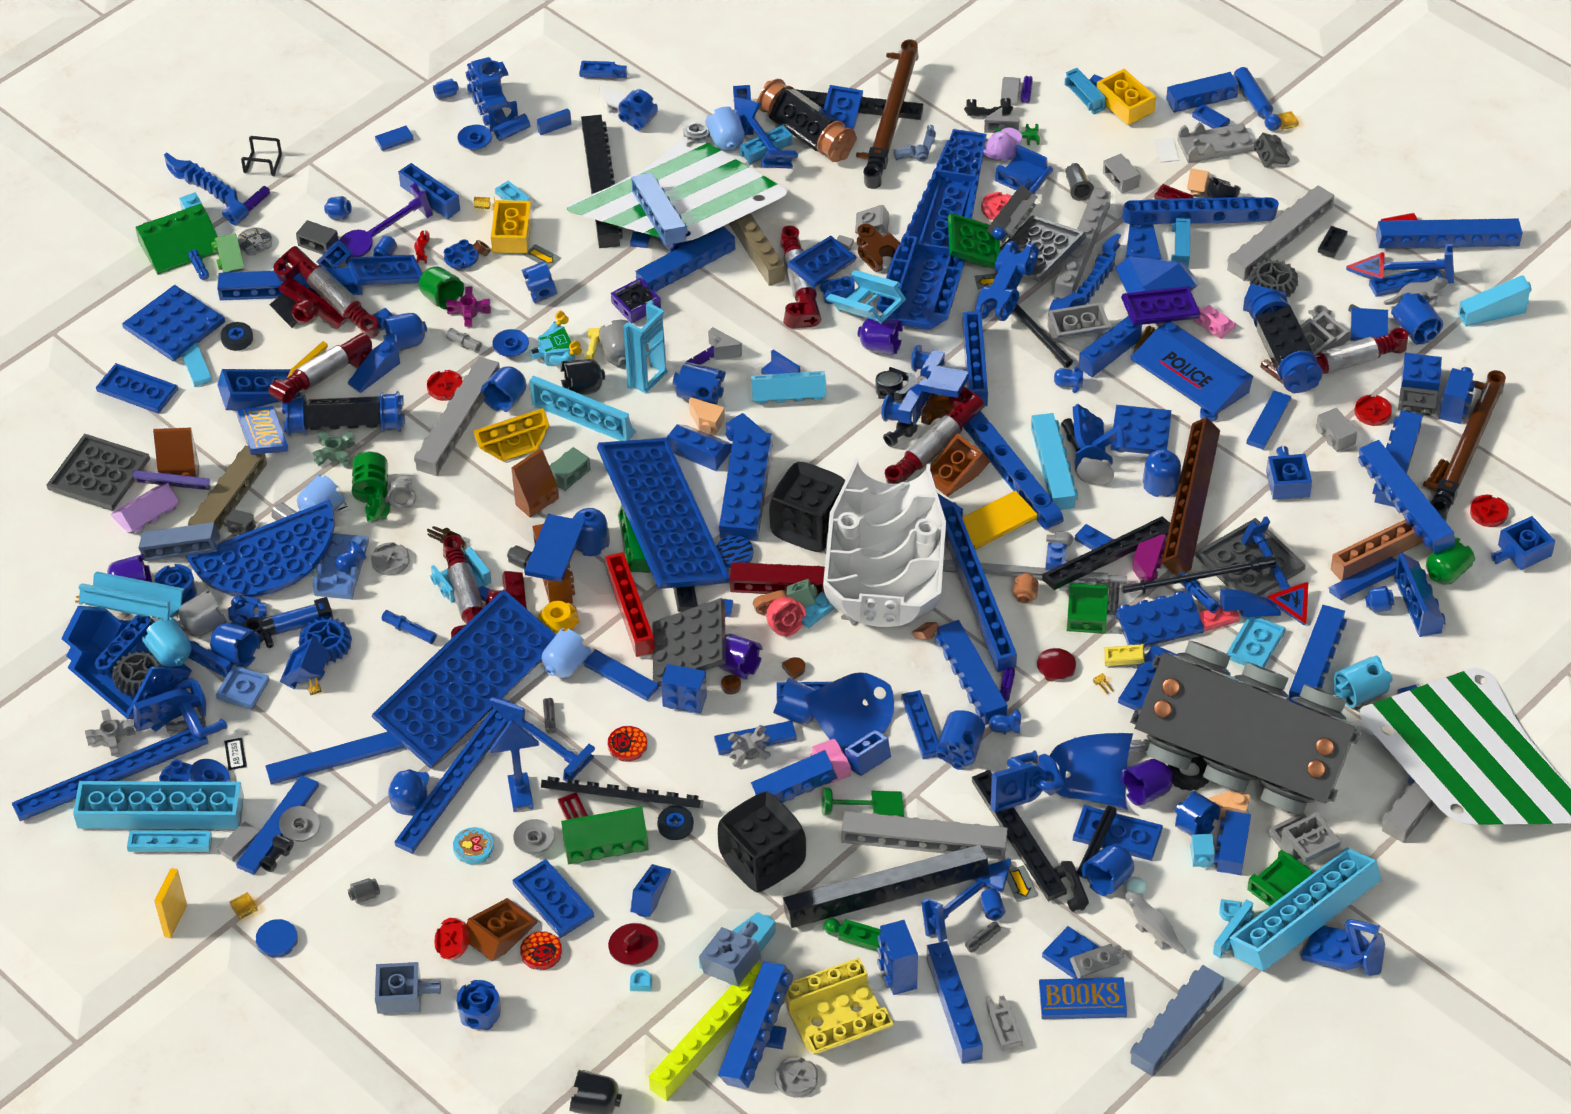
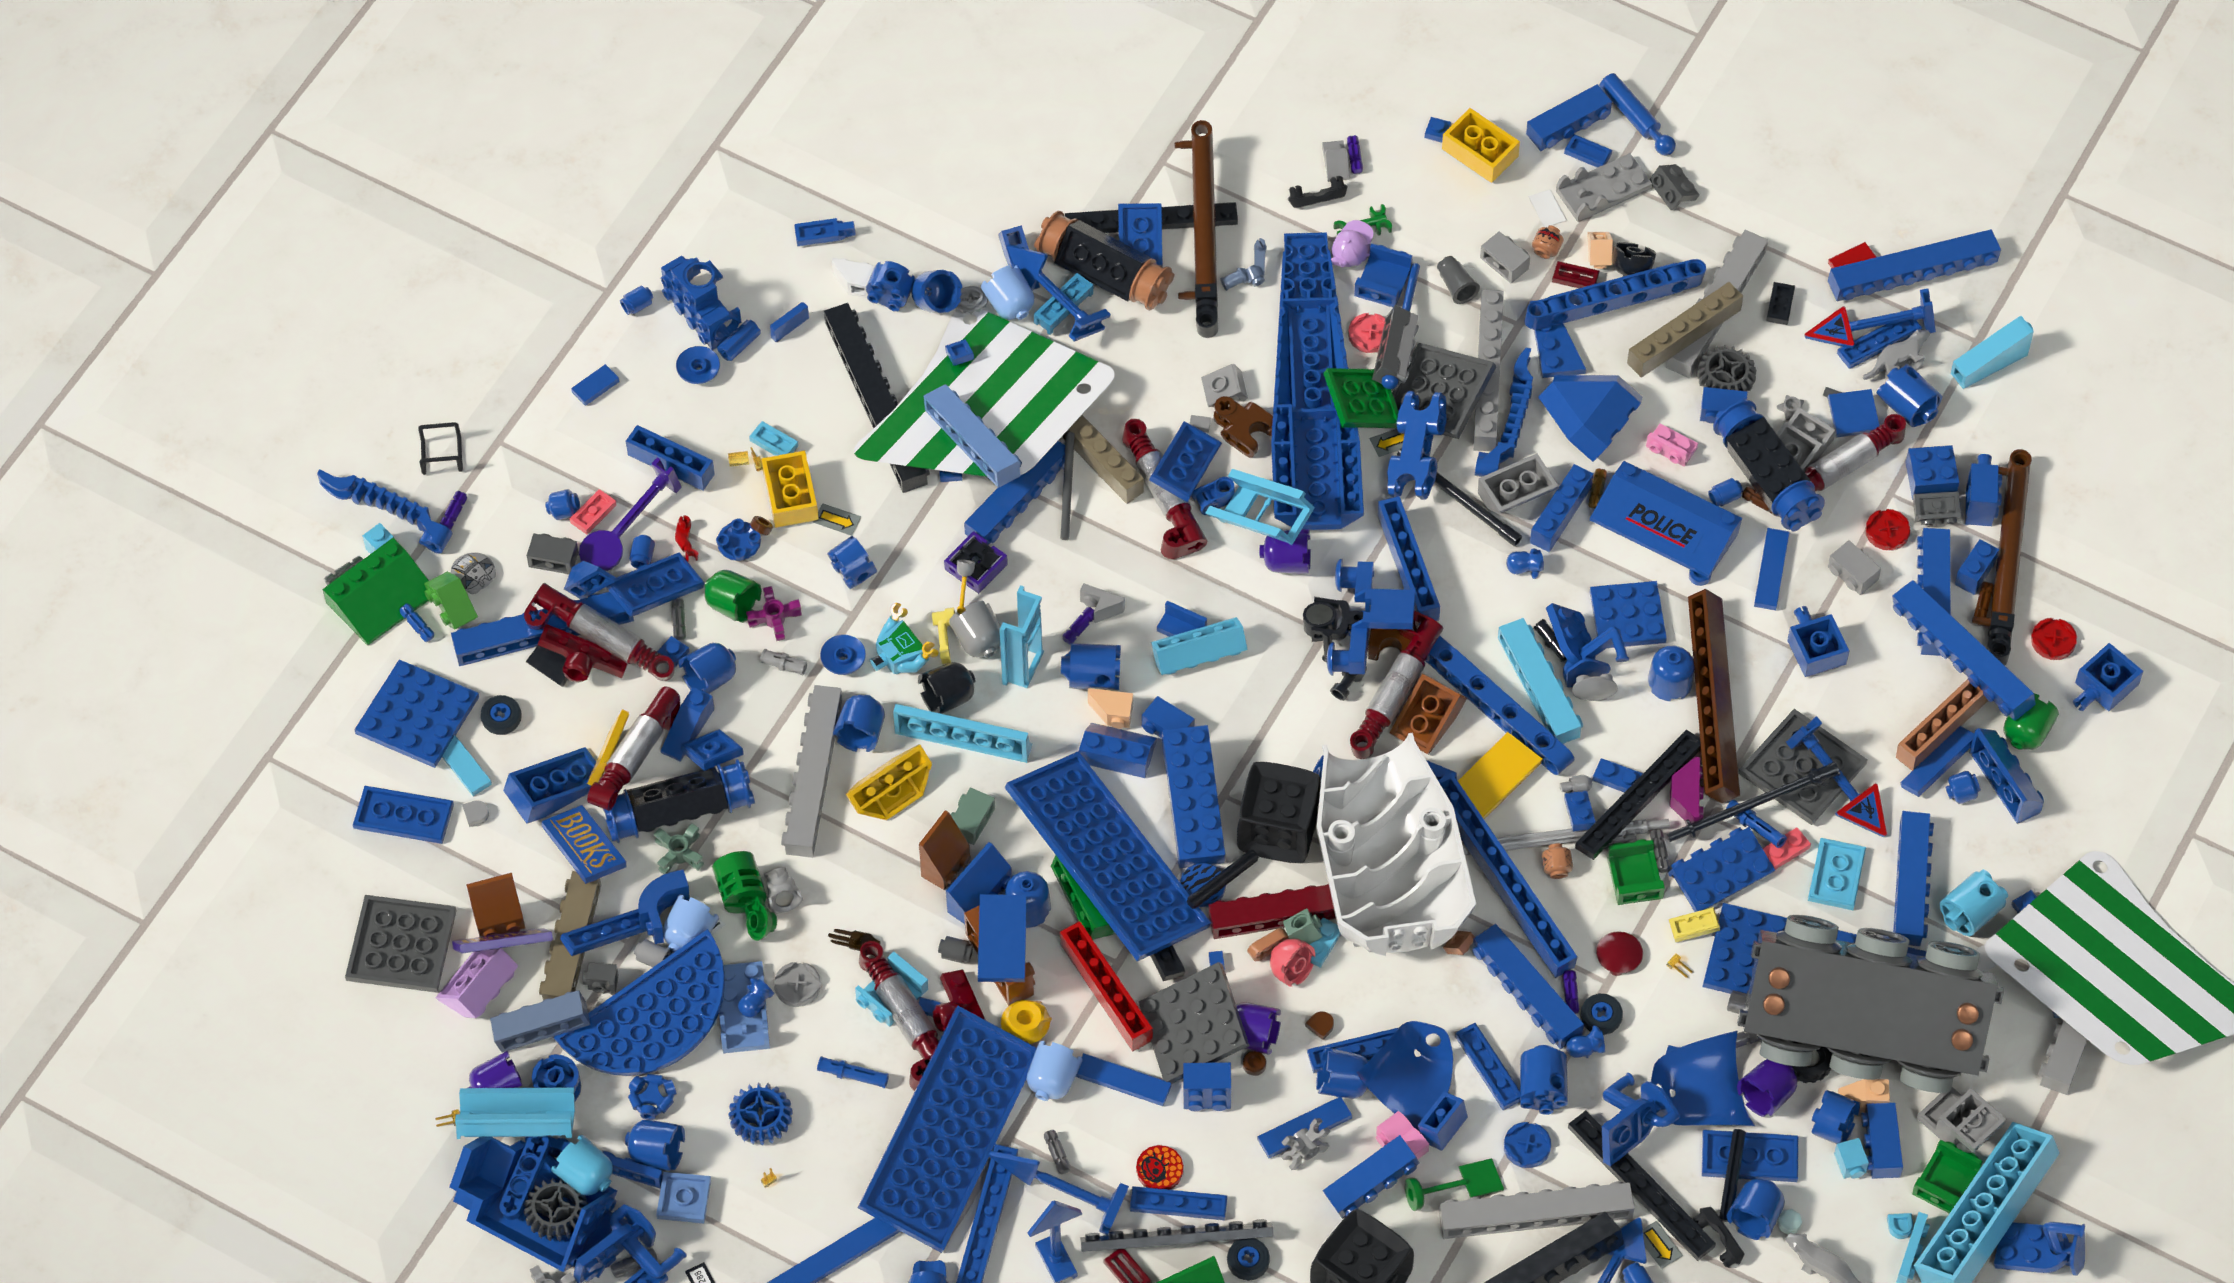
camera: 15 degrees left, 10 degrees up
(191, 396) = (475, 812): none -> light grey tile
(200, 614) = (602, 1114): light grey cylinder -> none
(254, 491) = (602, 933): none -> blue tile
(289, 620) = (710, 1096): piece -> none
(300, 476) = (659, 896): none -> blue arch
(305, 663) = (750, 1152): blue brick -> none
(359, 217) = (593, 512): none -> coral plate
(384, 384) = (712, 749): none -> blue tile
(395, 298) = (678, 619): none -> flat silver axle
(443, 384) = (780, 729): red tile -> none
(560, 502) = (984, 875): none -> blue slope
(623, 300) = (965, 569): none -> hinge
(633, 772) = (1178, 1203): none -> blue tile
(673, 160) = (959, 352): none -> blue plate
(675, 112) = (943, 291): none -> blue cylinder
(725, 260) = (1067, 486): none -> dark grey piece
(749, 548) = (1222, 879): none -> black axle
(934, 787) = (1527, 1145): none -> blue tile
(996, 121) = (1334, 211): light grey slope -> none
(1027, 696) = (1599, 1003): none -> black bush
(1085, 90) = (1428, 144): dark azure container -> none
(1158, 169) = (1547, 242): none -> nougat head
(1160, 305) = (1610, 445): dark purple tile -> none
(1182, 241) = (1605, 342): dark azure container -> none
(1246, 239) = (1685, 329): none -> dark tan brick
(1247, 359) = (1725, 492): none -> blue brick
(1247, 603) = (1816, 827): blue slope -> none
(1288, 120) = (1681, 136): clear yellow tile -> none
(1438, 446) = (1976, 567): none -> blue brick

